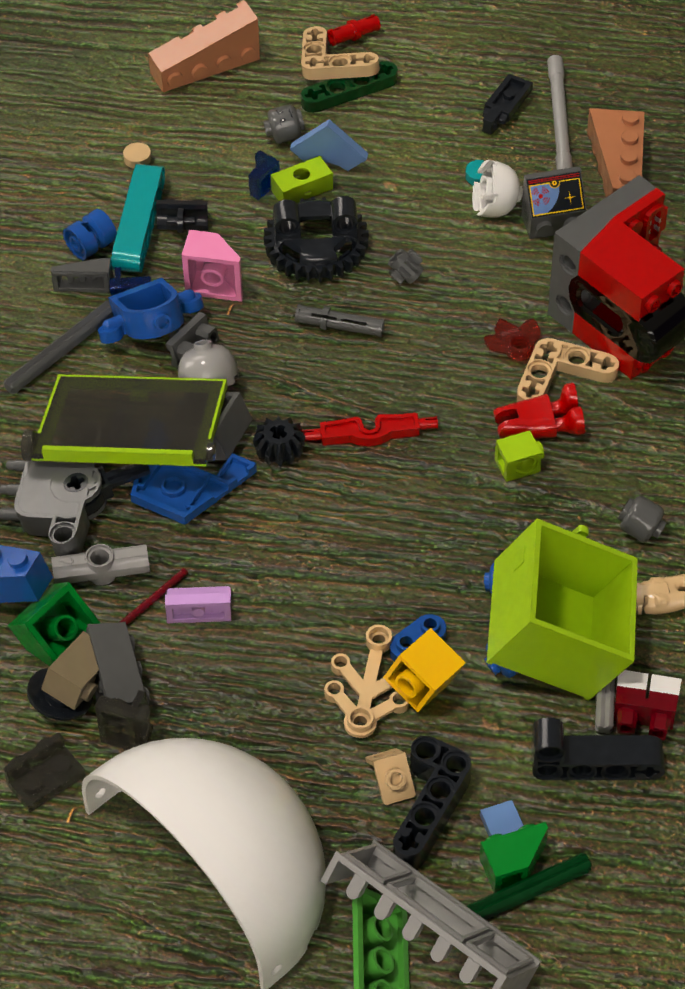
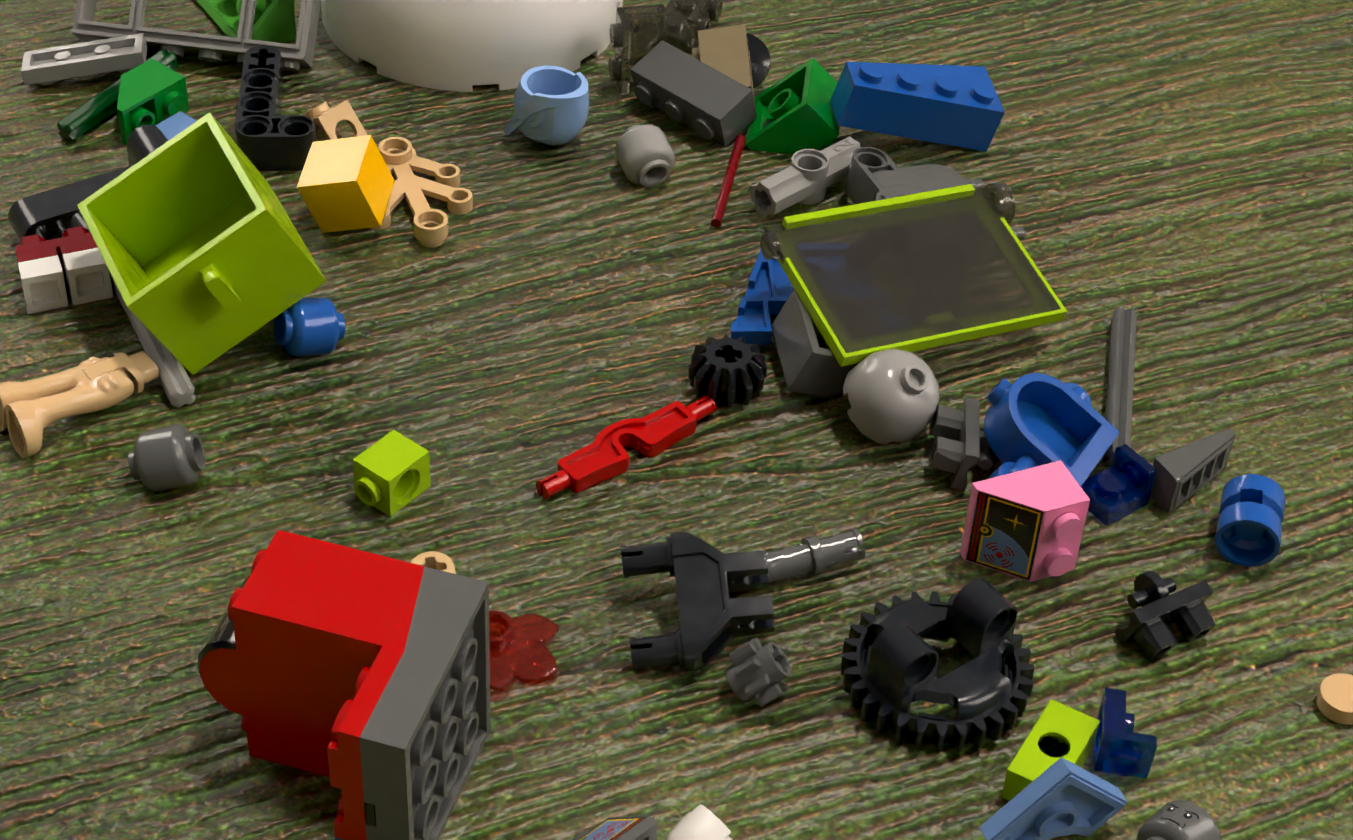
camera: 145 degrees right, 10 degrees down
(138, 218) = (1242, 607): teal beam -> none
(192, 631) = (645, 155): none -> light grey head
(198, 604) = (666, 189): lavender panel -> none
(230, 690) = (550, 105): none -> light blue helmet
(406, 302) = (703, 588): none -> black connector
(414, 631) = (386, 250): blue plate -> none
(539, 415) = (402, 529): red piece -> none
(542, 927) = (83, 59): none -> light grey plate

